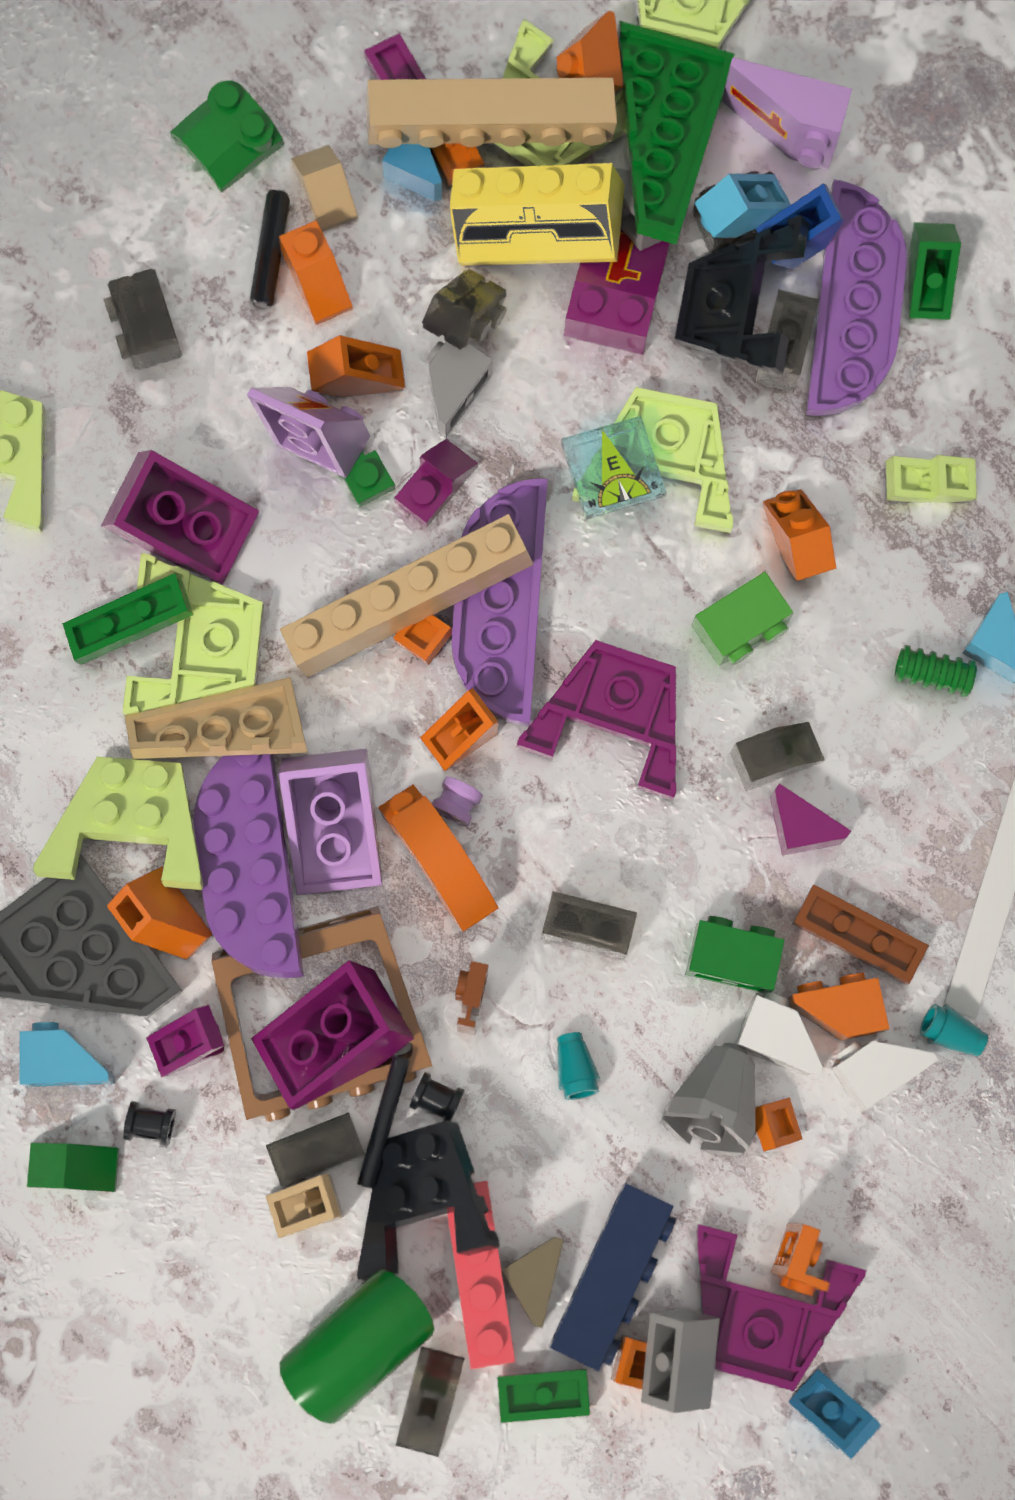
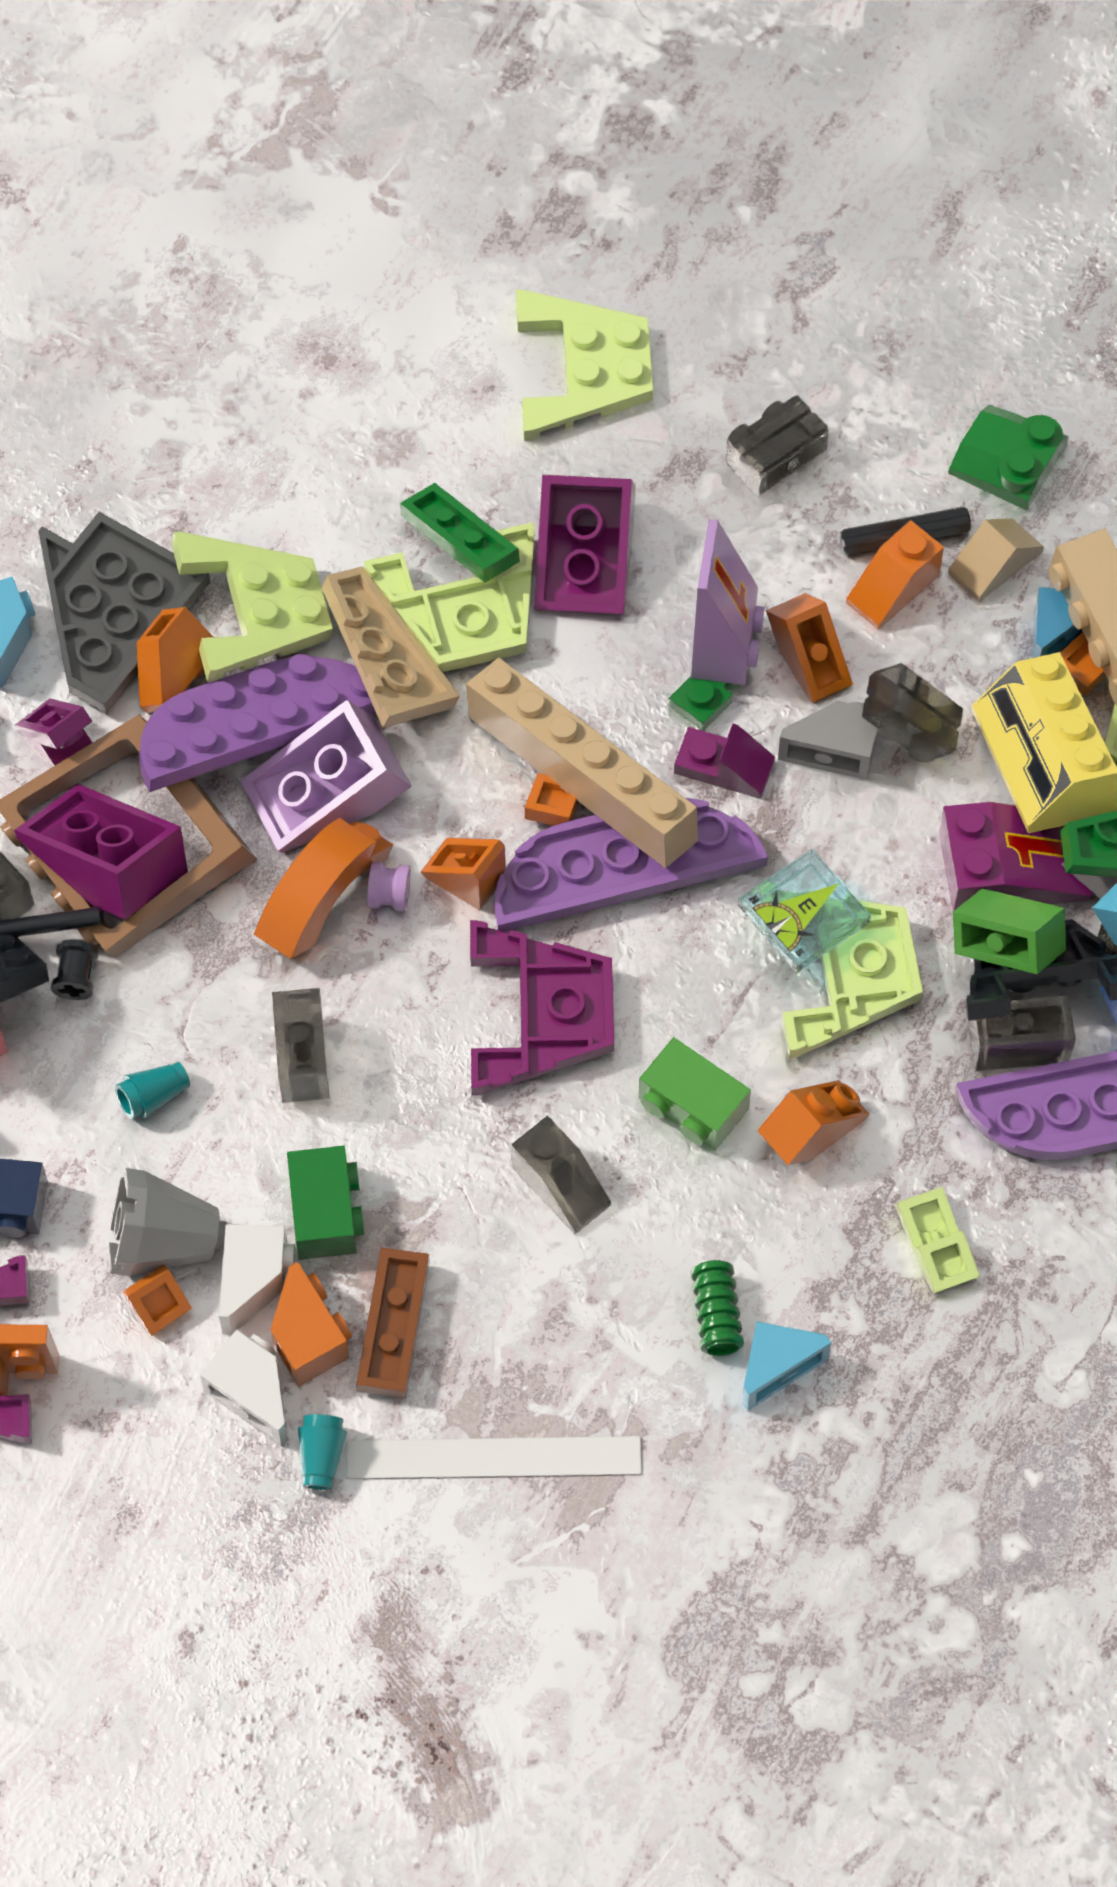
camera: 75 degrees right, 15 degrees down
(470, 991) = (185, 957): dark orange plate -> none
(703, 311) = (1009, 931): none -> bright green brick
(802, 825) = (489, 1222): magenta slope -> none

